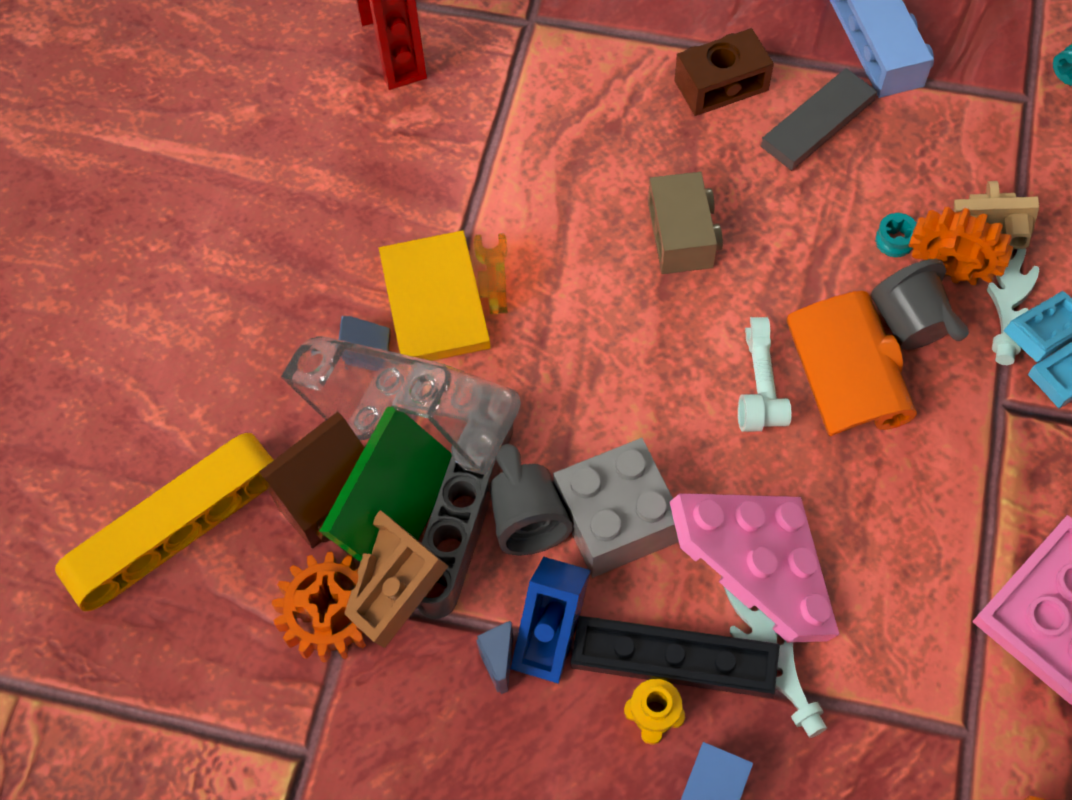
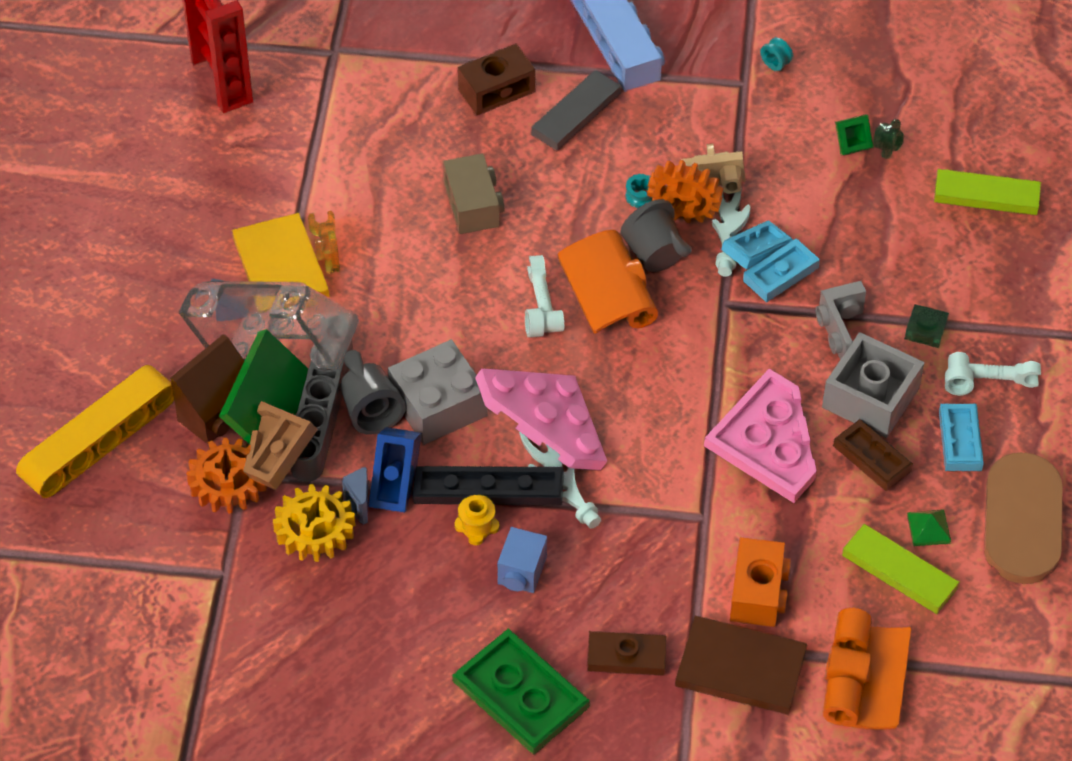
camera: 10 degrees left, 10 degrees down
(426, 714) = (314, 523): none -> yellow gear

